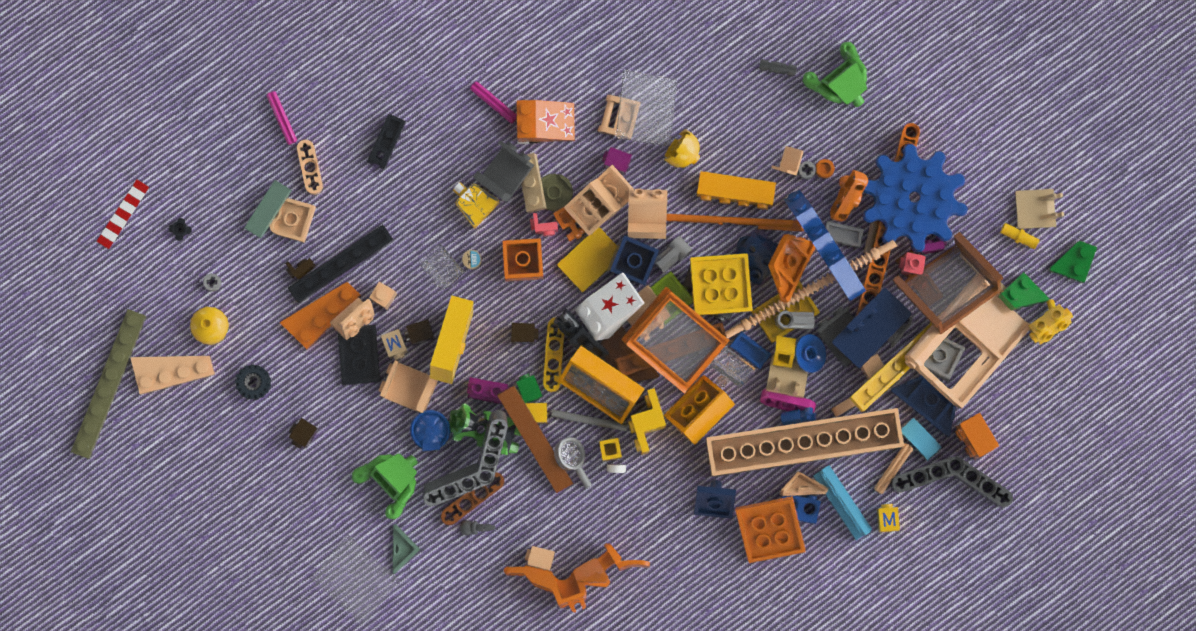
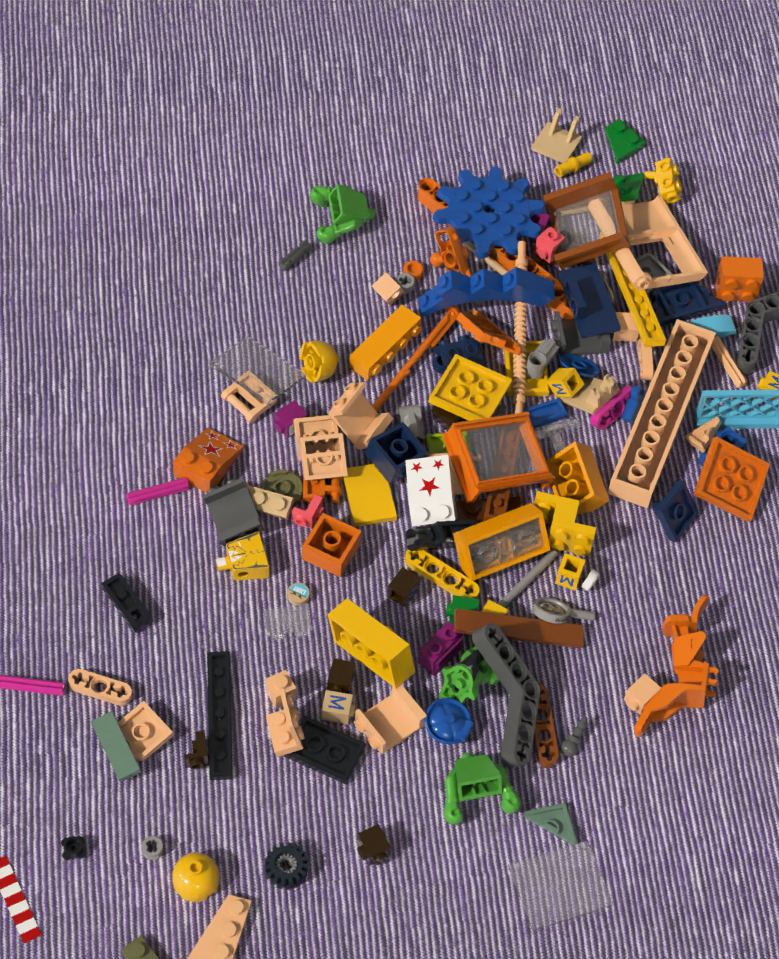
camera: 65 degrees left, 25 degrees down
(315, 319) = (259, 765): orange wing -> none

